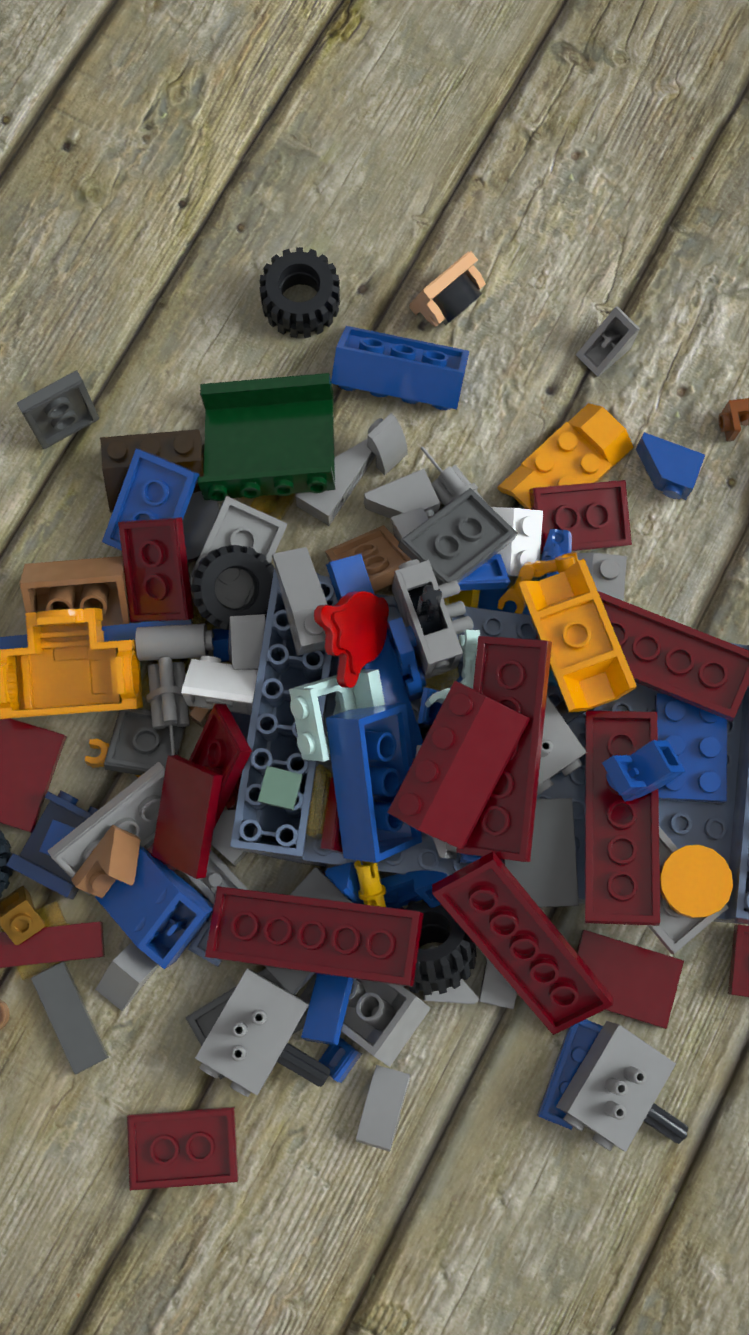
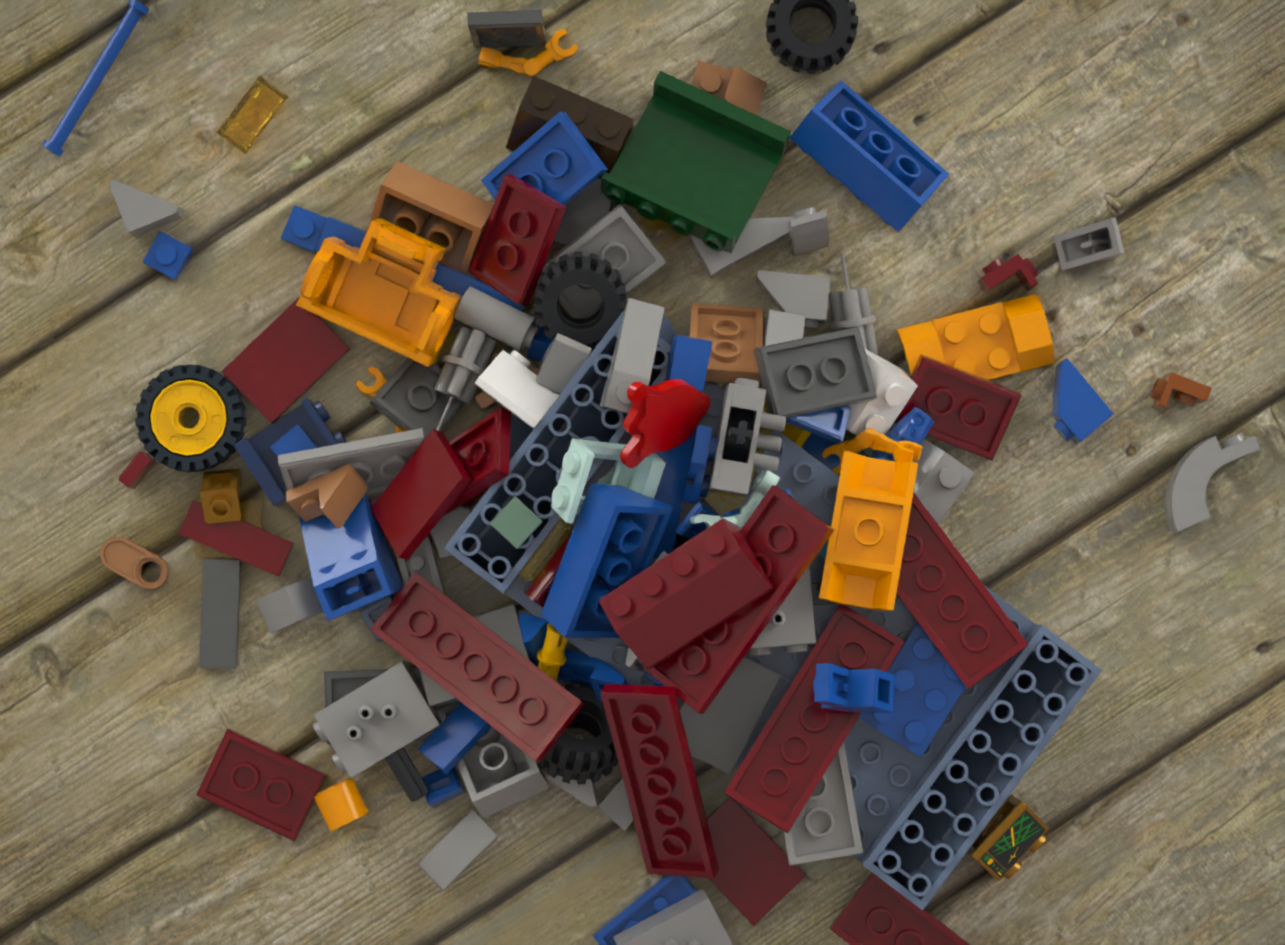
camera: 30 degrees right, 10 degrees up
(62, 448) = (495, 59): none -> light orange piece
(260, 1124) = (341, 804): none -> light orange piece
(267, 366) = (732, 86): none -> medium nougat slope
(450, 292) = (960, 108): piece -> none
(563, 388) = (999, 271): none -> dark red bracket
(695, 881) = (846, 813): light orange tile -> none

